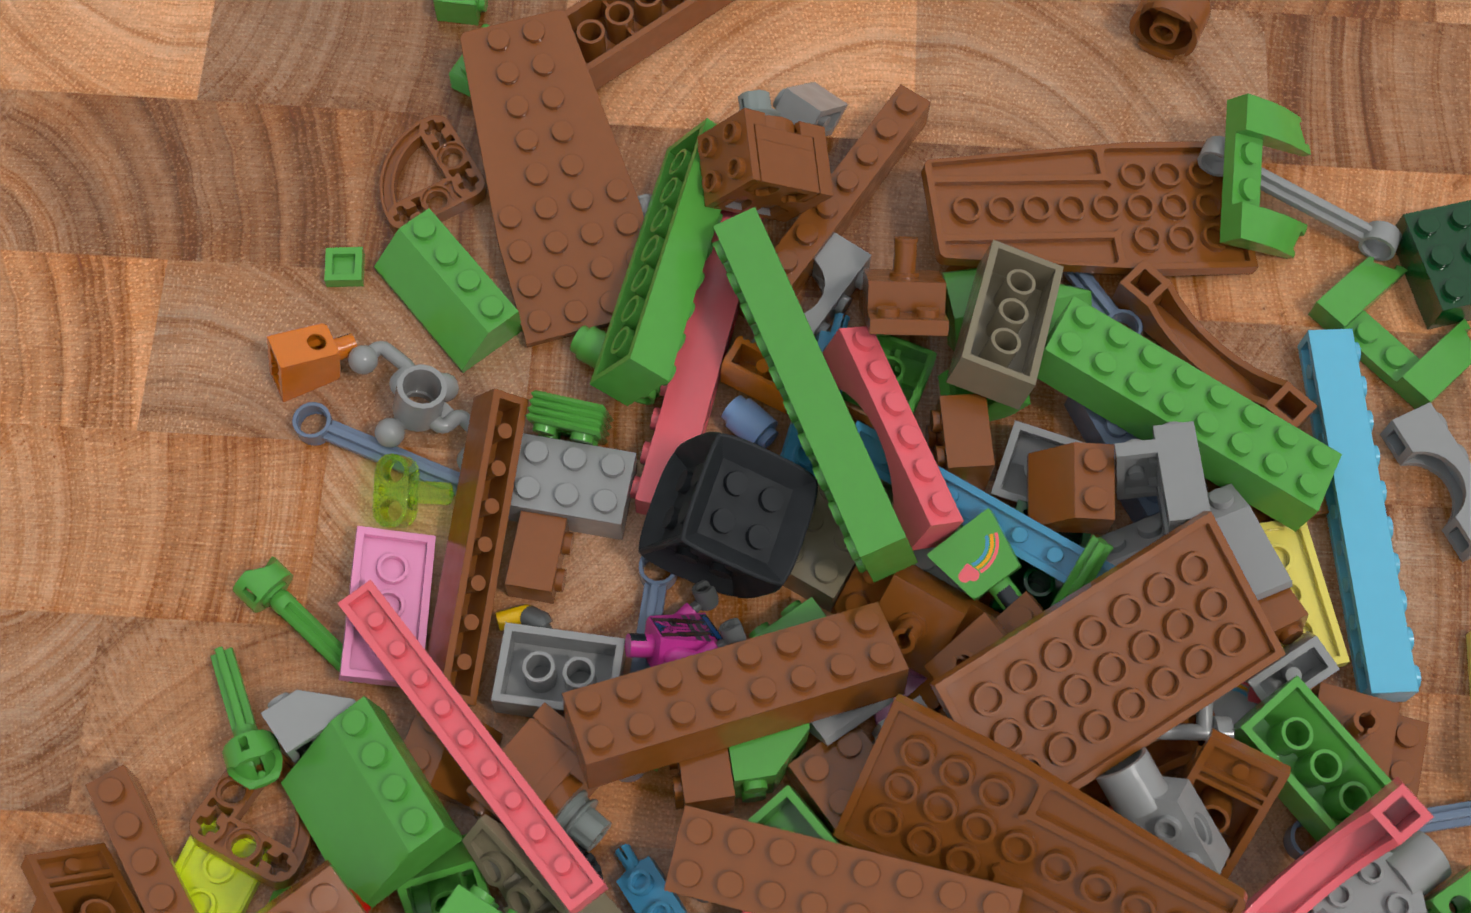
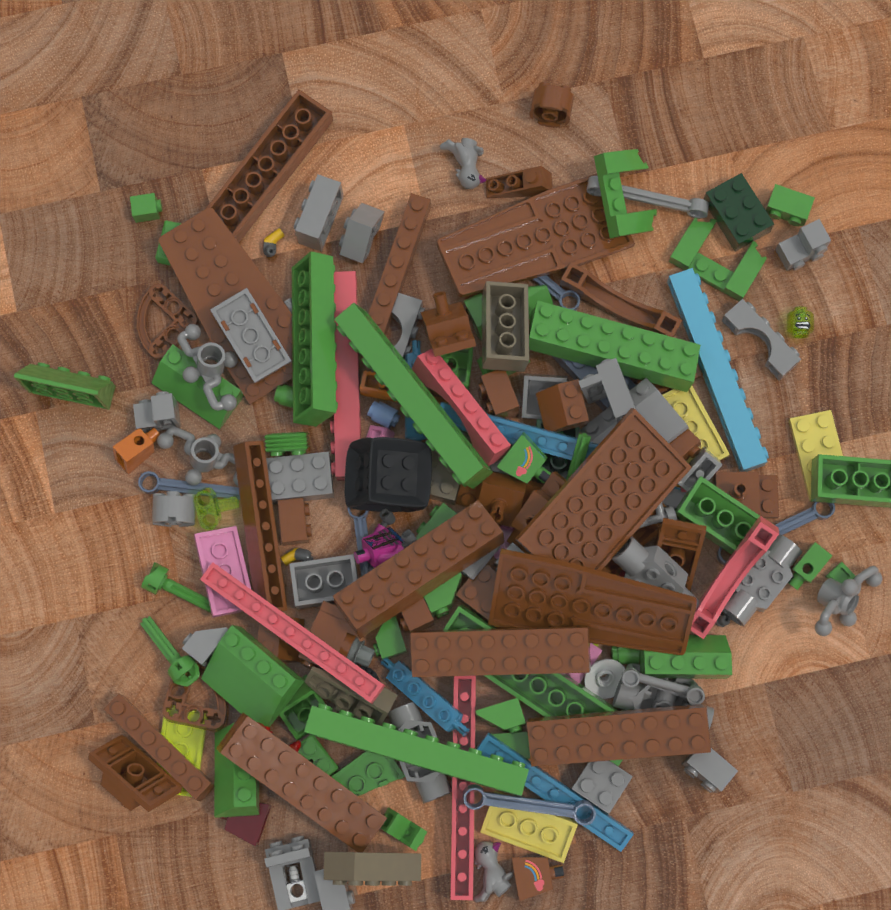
camera: 10 degrees left, 10 degrees up
(229, 227) = (66, 385): none -> bright green slope
(335, 475) = (173, 509): none -> light grey brick
(344, 267) = (135, 388): bright green tile -> none
(368, 311) = (158, 412): none -> light grey brick
(478, 253) = (210, 373): none -> light grey wheel
(563, 224) = (250, 336): none -> light grey piece
(644, 813) = (389, 640): none -> bright green slope
(645, 104) = (270, 241): none -> arm
(748, 61) = (318, 212): none -> light grey brick
(764, 162) = (349, 268): dark orange piece -> none
(1008, 56) = (466, 155): none -> light grey animal
(1084, 122) = (519, 183): none -> dark orange slope

